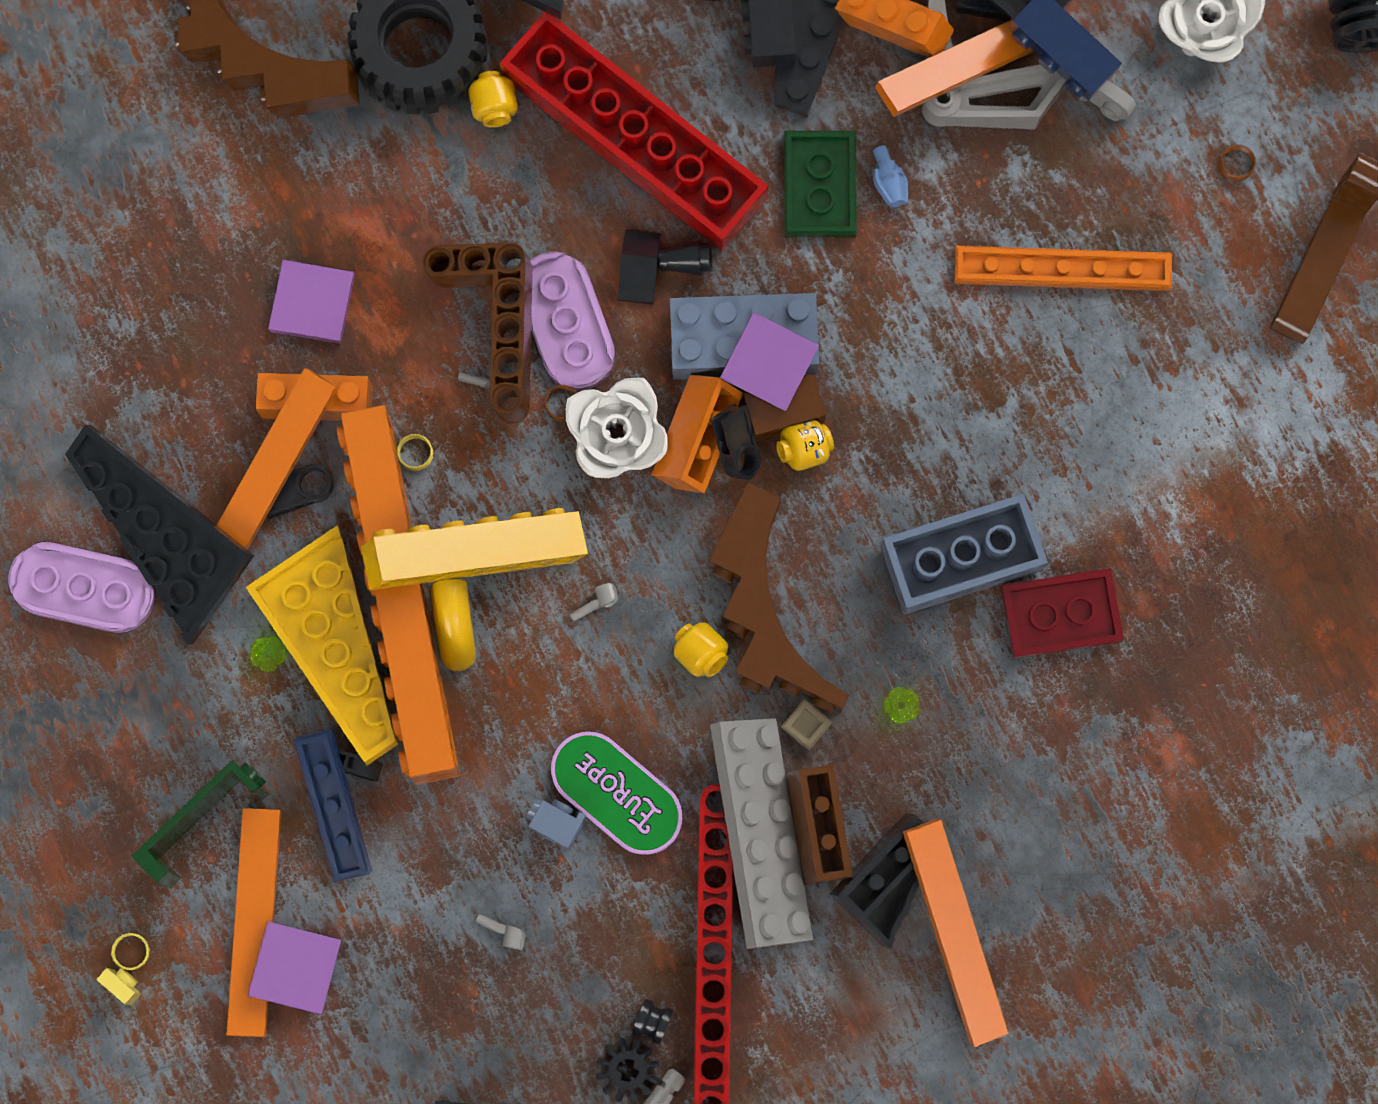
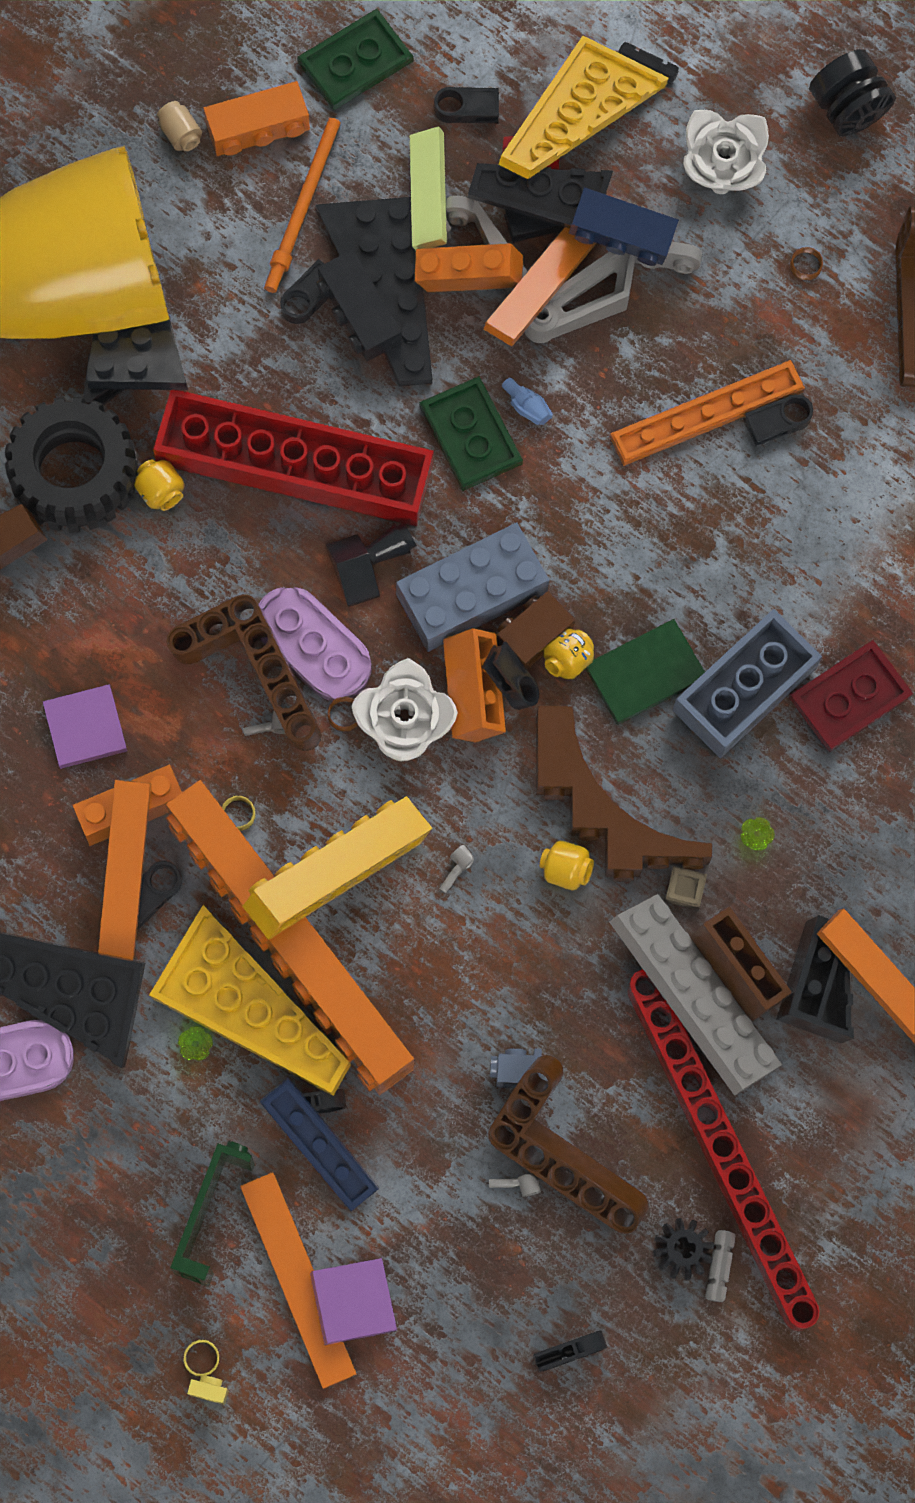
camera: 30 degrees left, 5 degrees down
(453, 623) = (347, 939): yellow cylinder -> none
(549, 928) = (560, 1153): none -> reddish brown beam
(616, 793) = (555, 1019): green tile -> none
(652, 1021) = (683, 1198): black wheel -> none
(769, 361) = (508, 595): medium lavender tile -> none
(872, 496) = (645, 671): none -> dark green tile
(1120, 306) = (771, 422): none -> black piece

